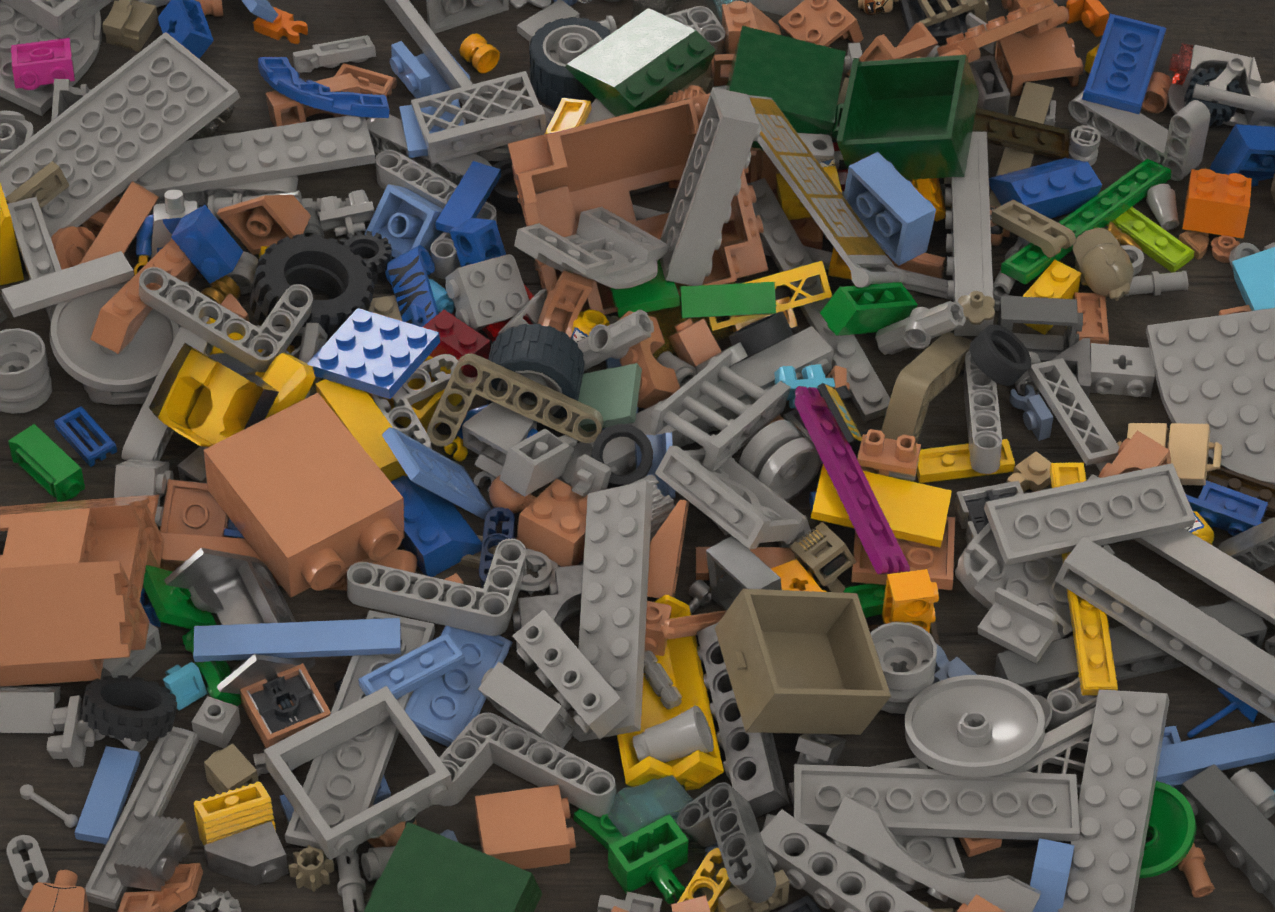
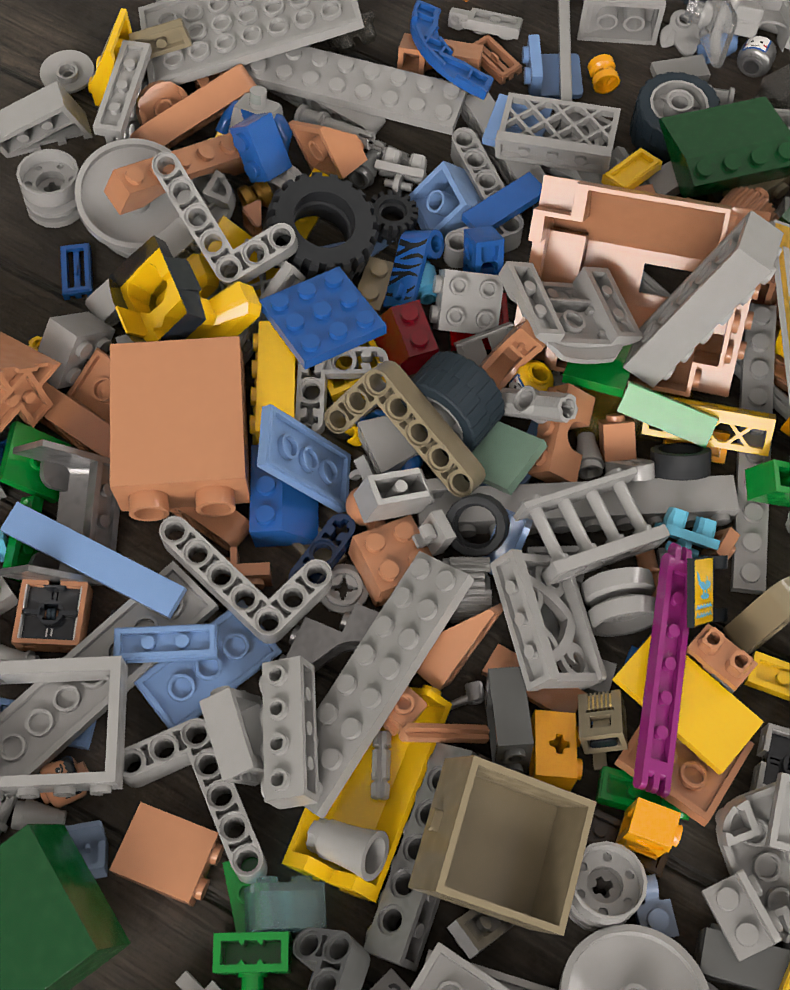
camera: 30 degrees right, 15 degrees up
(47, 463) = (26, 283): green window -> none
(67, 284) = (116, 133): light grey tile -> none

